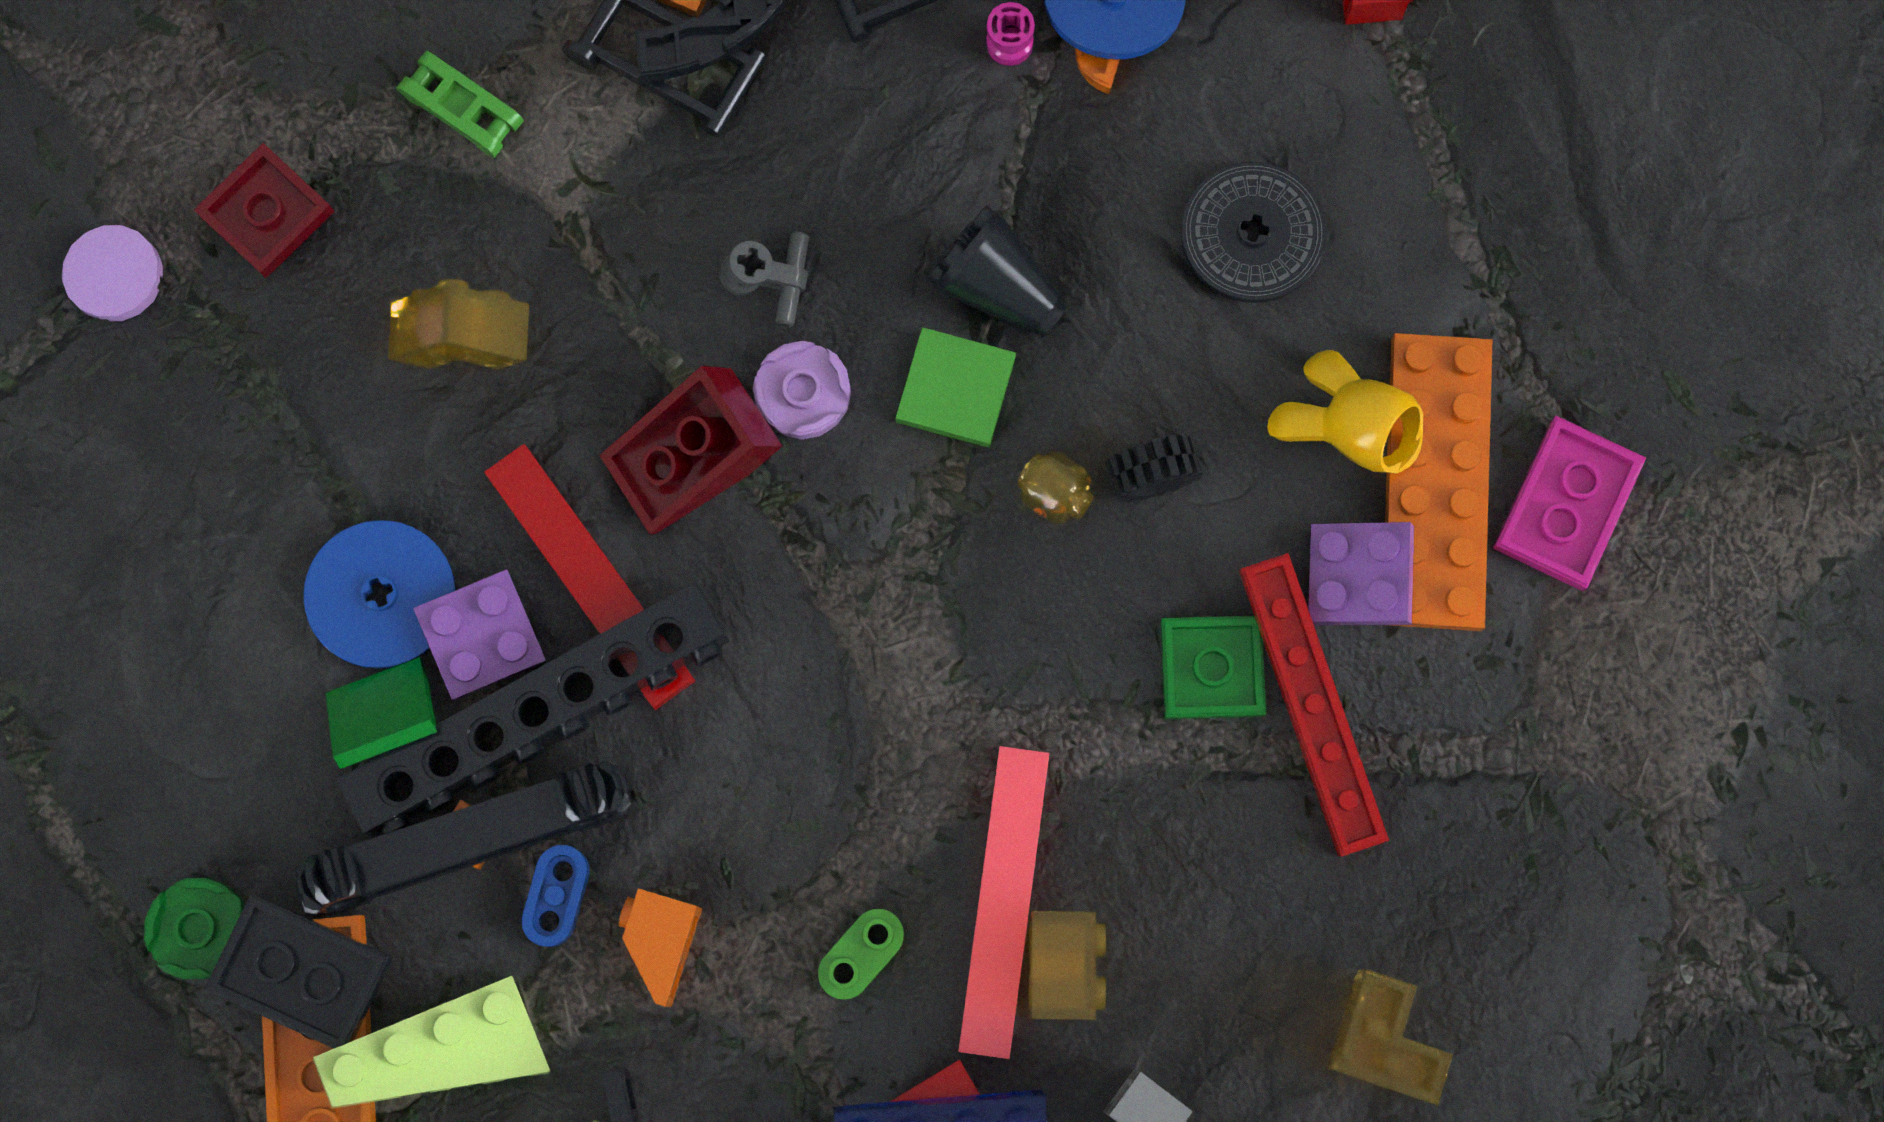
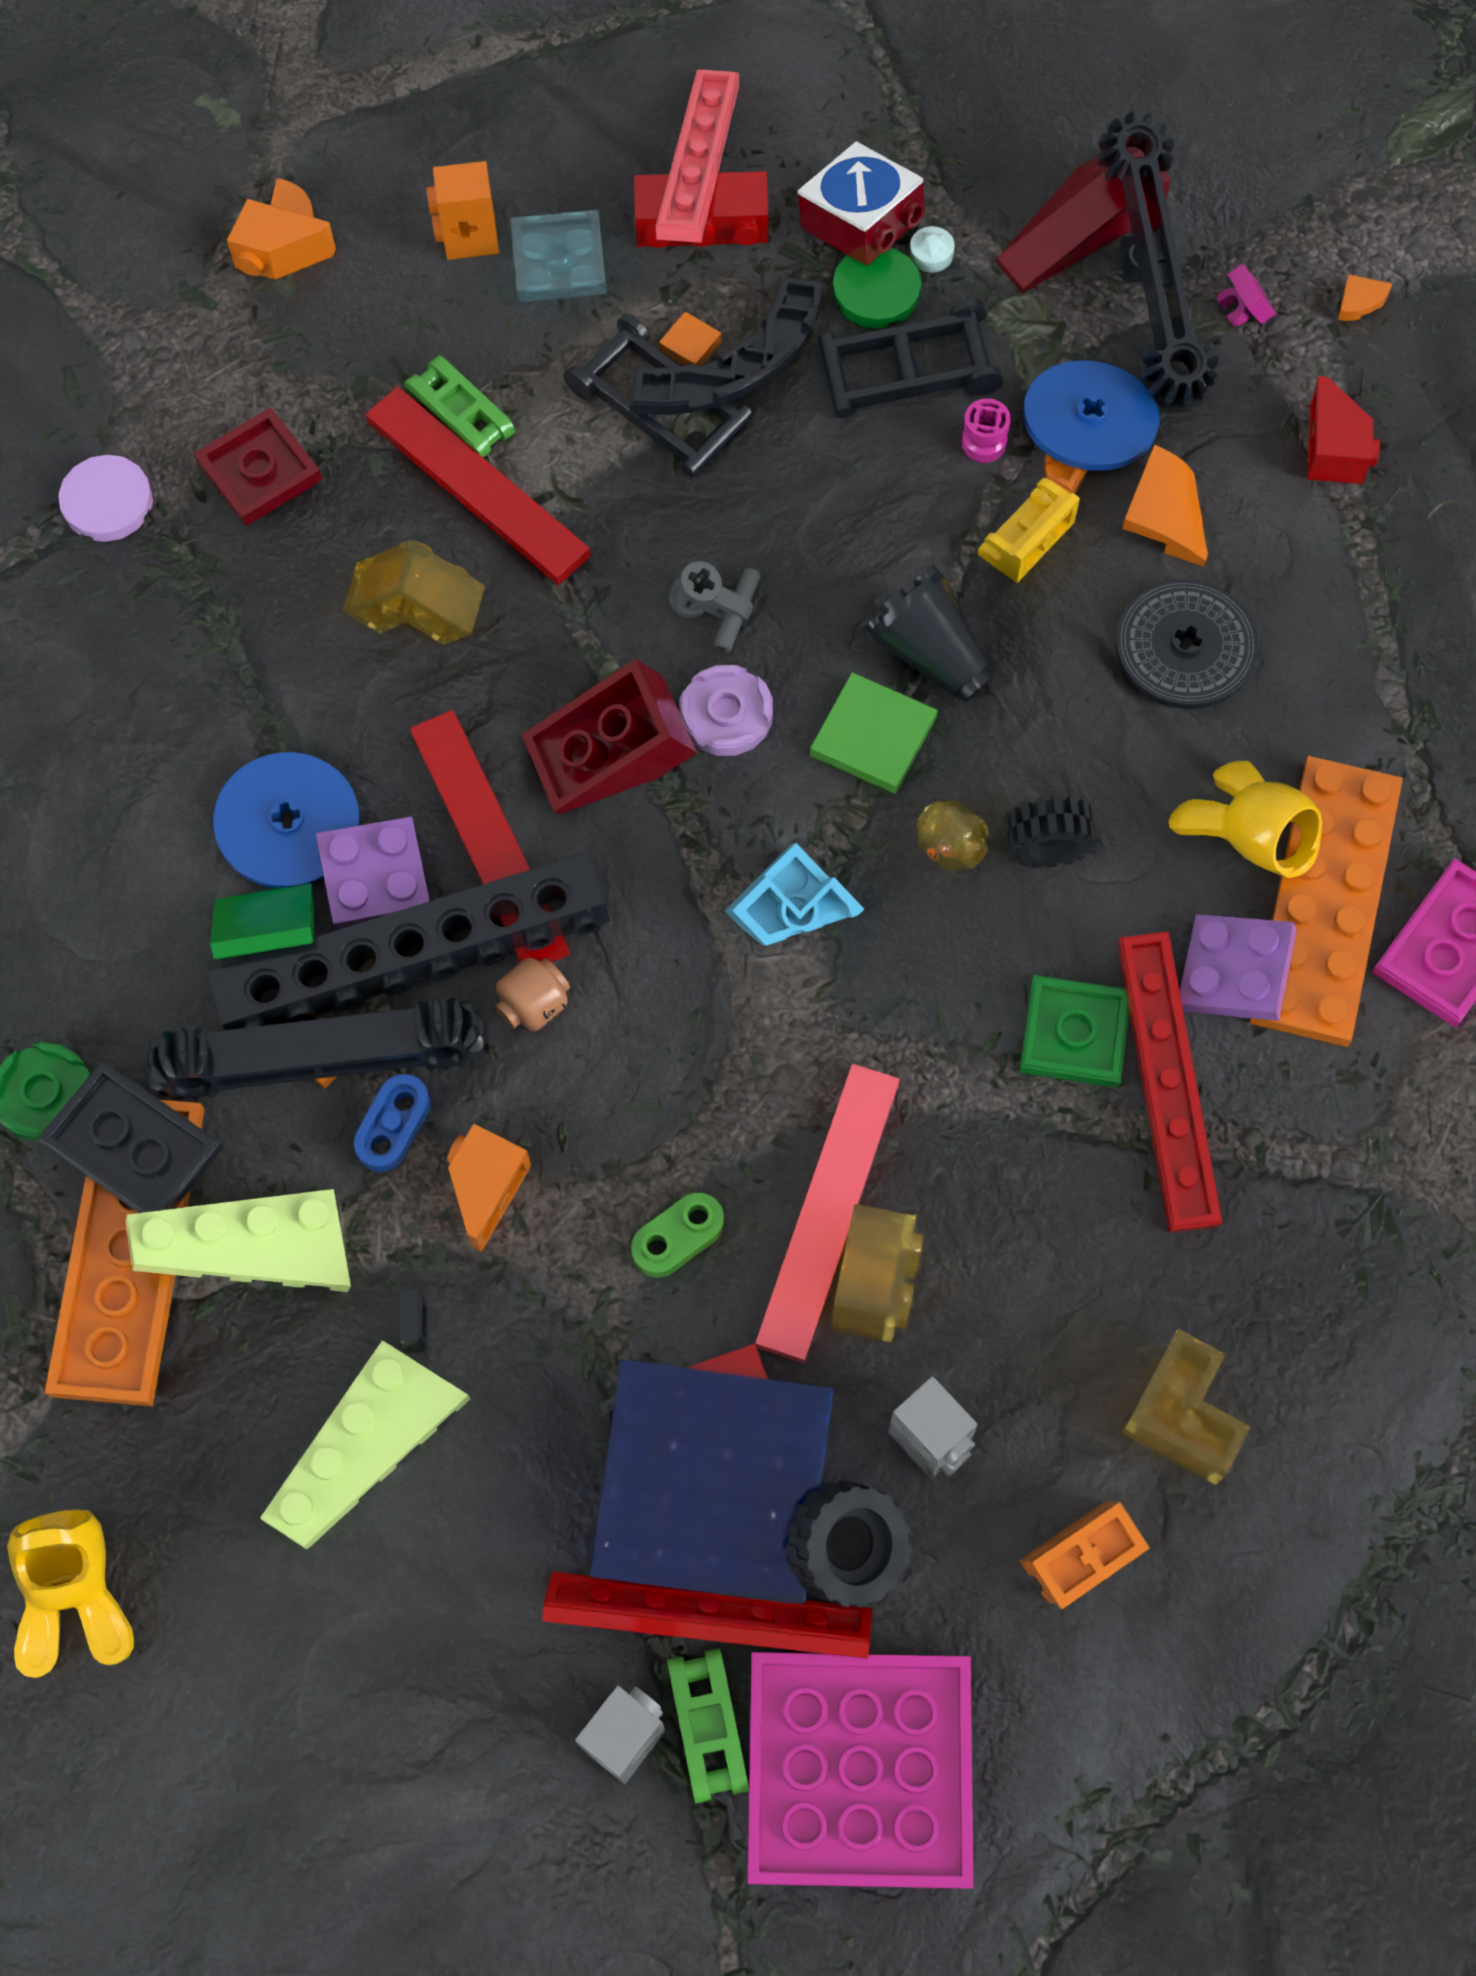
camera: 10 degrees right, 10 degrees down
(497, 187) = (478, 485): none -> red tile
(667, 735) = (531, 994): none -> nougat head
(905, 583) = (791, 899): none -> medium azure slope
(1074, 136) = (1031, 530): none -> yellow hinge
(1210, 85) = (1169, 507): none -> orange slope

